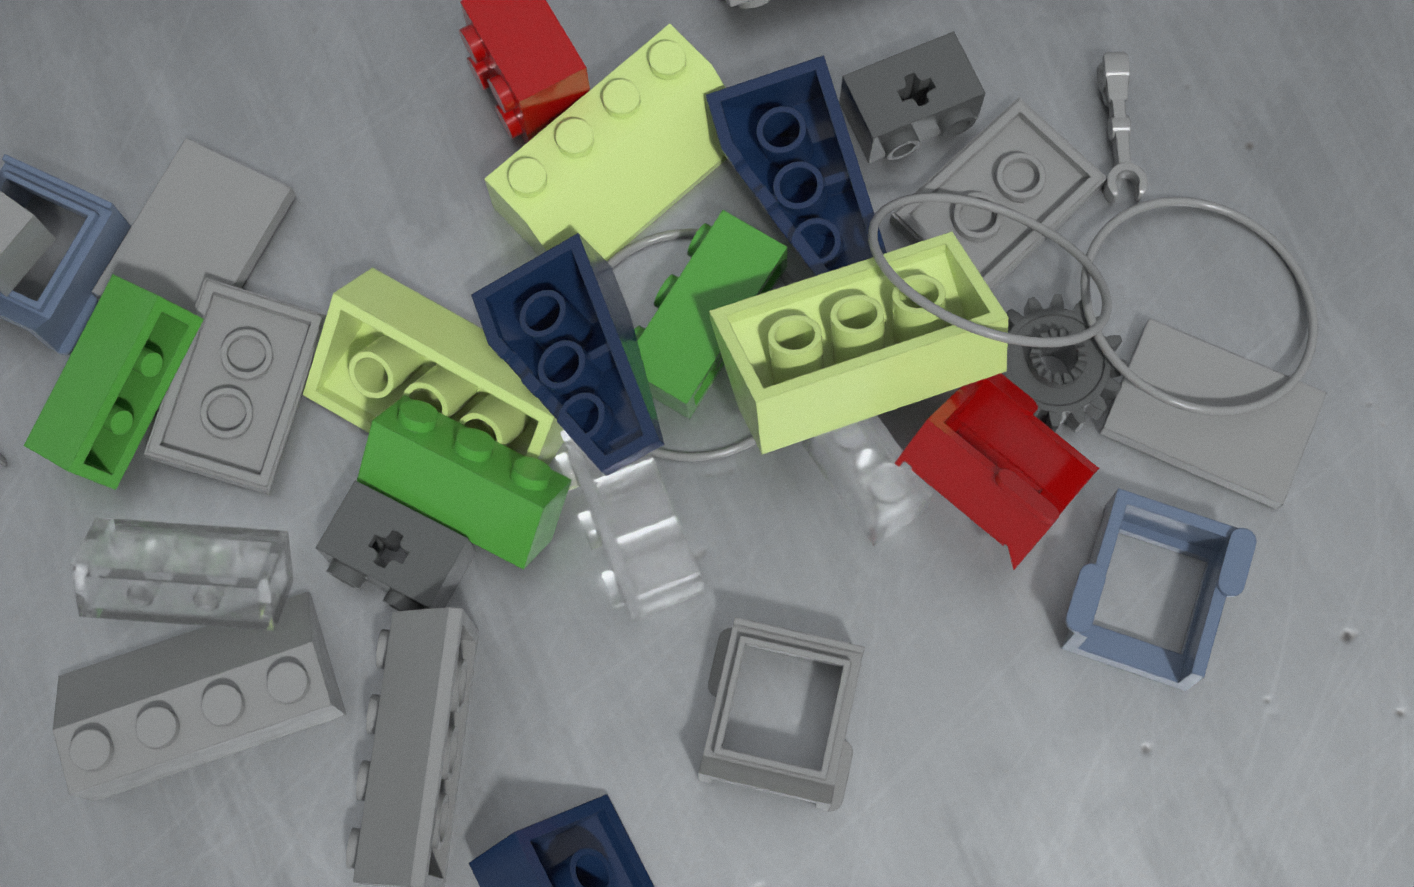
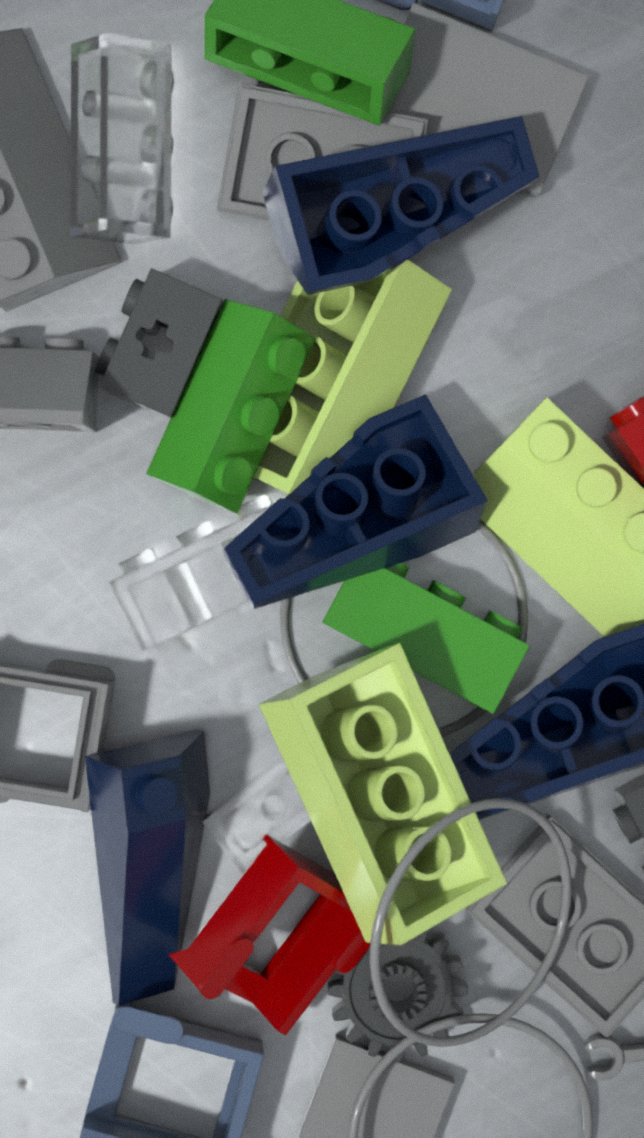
camera: 90 degrees right, 15 degrees up
(279, 316) = (375, 206): none -> dark blue wedge
(903, 596) = (147, 847): none -> dark blue wedge

